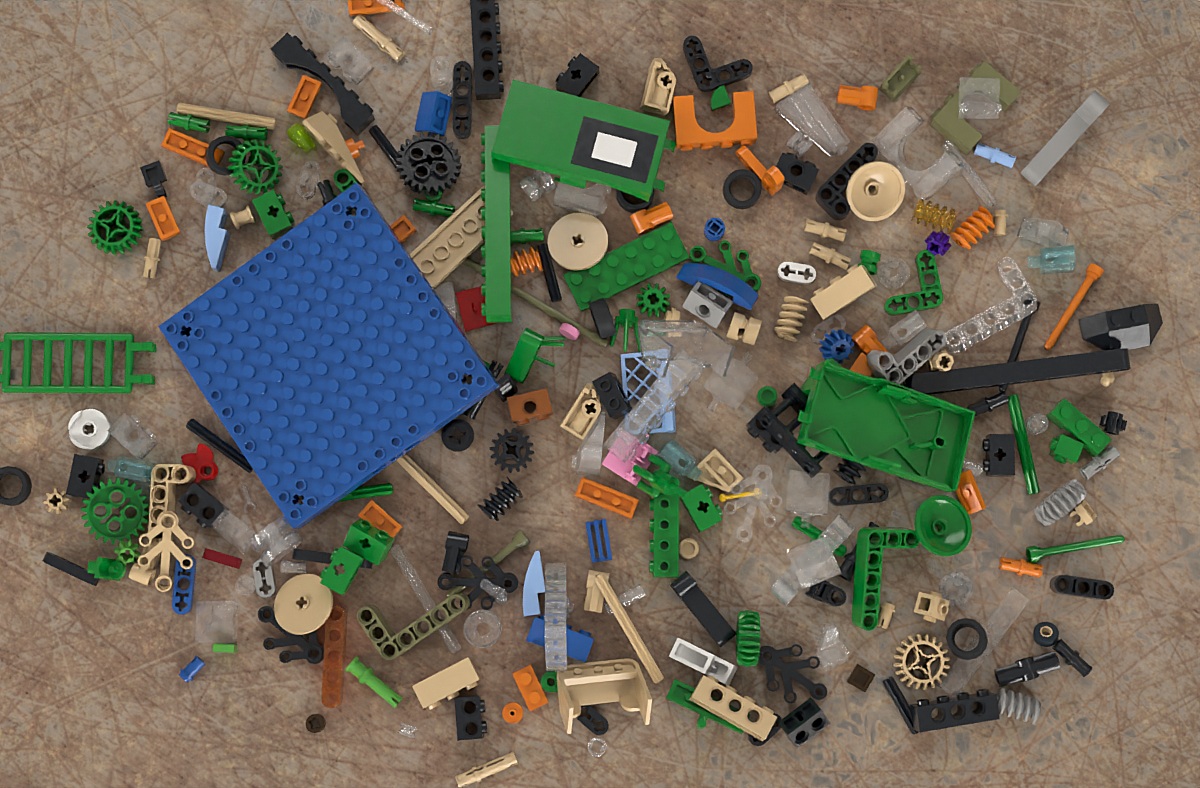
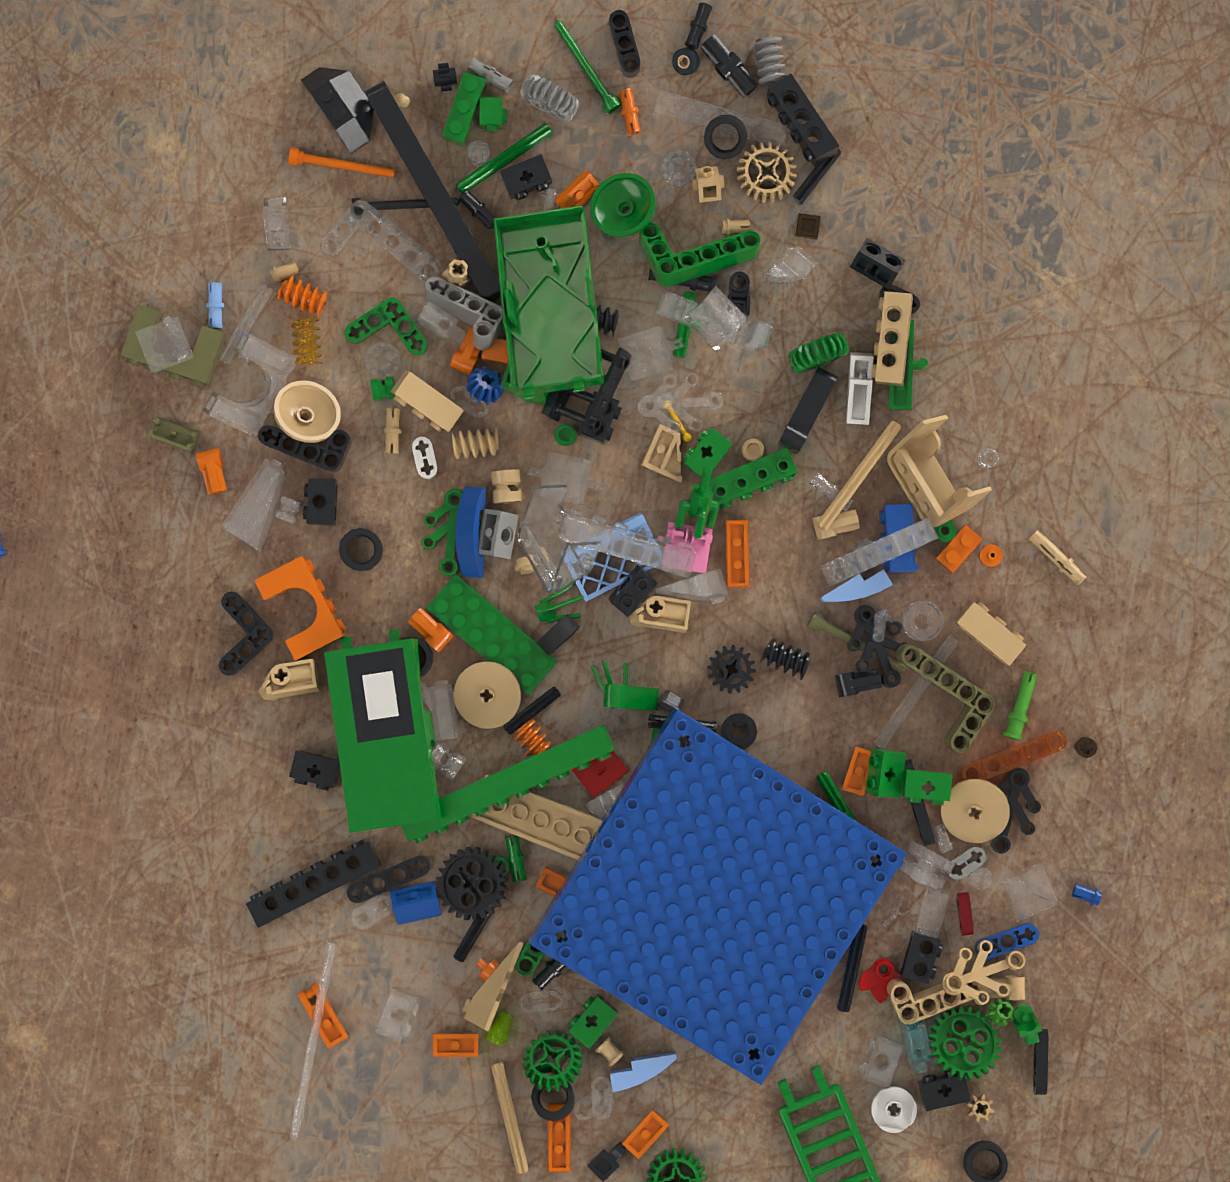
camera: 110 degrees left, 5 degrees up
(152, 258) = (691, 1126): tan axle -> none
(188, 122) = (533, 1153): green pin -> none
(222, 647) = (1052, 870): bright green tile -> none
(247, 132) = (518, 1088): green pin -> none
(294, 56) = (416, 1076): black arch -> none
(385, 43) = (361, 990): tan pin -> none
(408, 730) = (1053, 651): clear bush -> none
(433, 488) = (803, 731): tan axle -> none
(464, 718) = (1017, 600): black brick -> none
(518, 402) = (683, 683): dark orange brick -> none
(527, 235) = (503, 749): green pin -> none
(544, 307) = (569, 701): olive piece -> none
(569, 331) = (584, 663): bright pink tile -> none
(589, 724) = (970, 472): black beam -> none
(601, 558) = (800, 532): blue tile -> none
(646, 302) = (510, 587): green gear -> none
(672, 453) = (668, 504): clear light blue torso -> none
(711, 231) = (418, 562): blue wheel -> none
(720, 98) = (274, 612): green tile -> none
(770, 179) = (341, 522): orange beam -> none
(788, 88) = (233, 546): tan pin -> none
(788, 671) = (831, 300): black plant -> none
(825, 230) = (367, 447): tan pin -> none
(874, 499) = (639, 314): black beam -> none
(938, 243) = (333, 326): dark purple gear -> none
(1062, 257) = (297, 192): clear light blue torso -> none
(1065, 138) = (136, 230): light grey beam -> none
(1085, 512) = (548, 68): tan tile -> none

